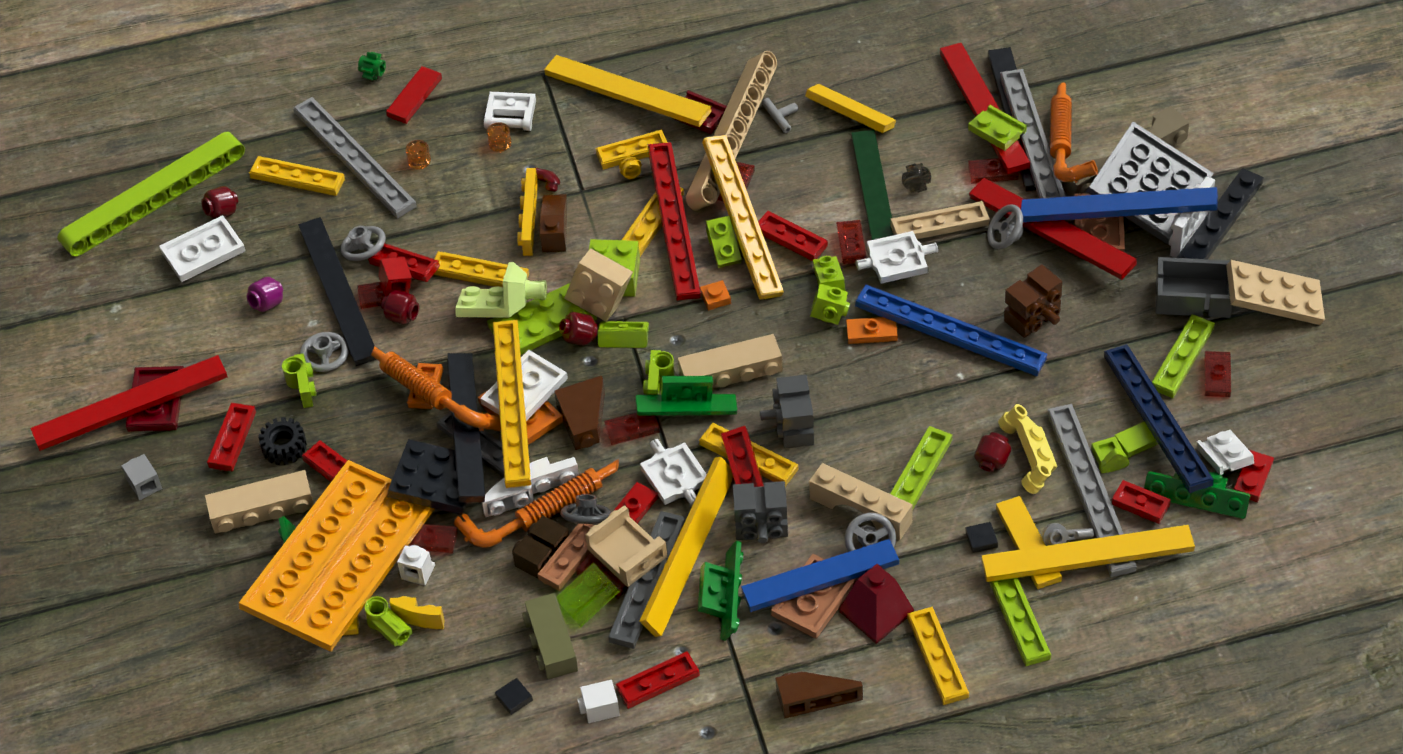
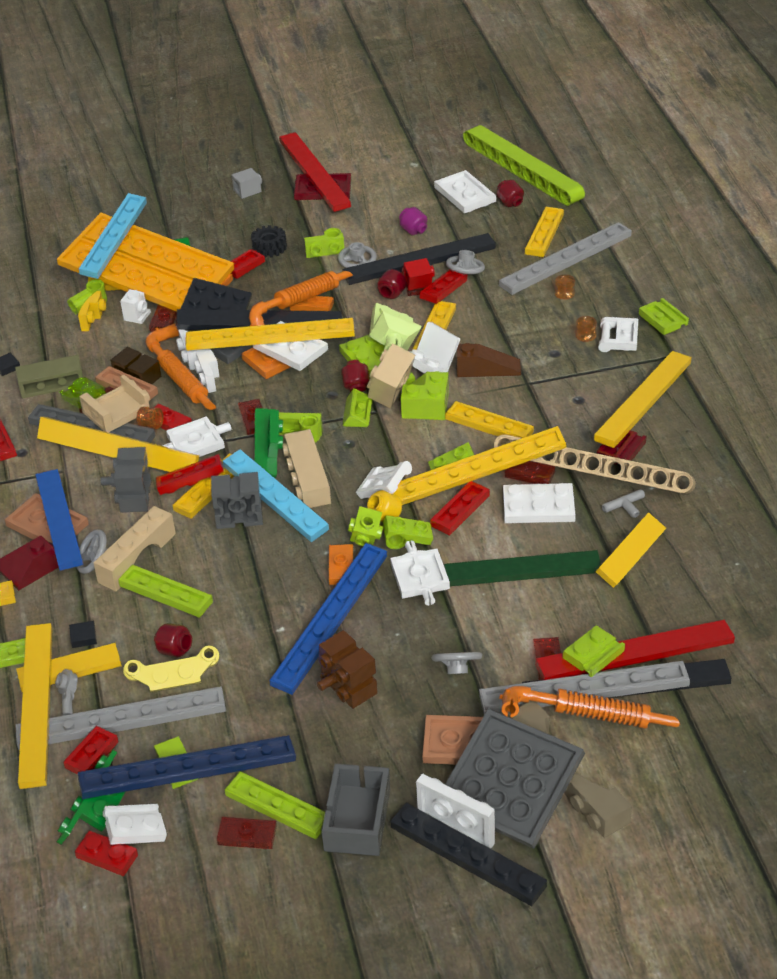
camera: 90 degrees right, 10 degrees down
(231, 437) = (282, 219): red plate -> none
(259, 501) = (211, 232): tan brick -> none
(298, 578) = (112, 236): none -> medium azure plate
(371, 65) = (666, 254): green gear -> none
(414, 95) = (639, 283): red tile -> none
(482, 74) = (663, 316): none -> lime plate
(528, 205) = (514, 346): yellow plate -> none
(543, 258) = (435, 349): none -> white bracket
(549, 177) = (537, 360): dark red arm -> none
(582, 411) = (269, 384): reddish brown slope -> none
(585, 510) = (163, 384): dark grey piece -> none
(613, 154) = (576, 409): yellow tile -> none
(630, 167) = (550, 406): yellow plate -> none
(645, 513) = (150, 417): none -> clear orange wheel
(674, 221) = (481, 431): red tile -> none
(715, 295) = (393, 458): orange plate -> none
(720, 590) = (70, 464): green bracket -> none
(760, 397) = (279, 497): none -> medium azure plate
(764, 294) = (383, 479): none -> white plate
(779, 178) = (538, 503): none -> white plate
(803, 286) = (386, 503): none -> yellow head
(851, 241) = (453, 548): clear red plate -> none
(916, 178) = (523, 593): clear smoke gear -> none
(942, 220) = (471, 611): tan plate -> none
(1059, 232) = (450, 697): red tile -> none
(1109, 455) = (156, 732): lime tile -> none
(1120, 204) = (459, 737): blue tile -> none
(1275, 292) = (338, 883): tan plate -> none

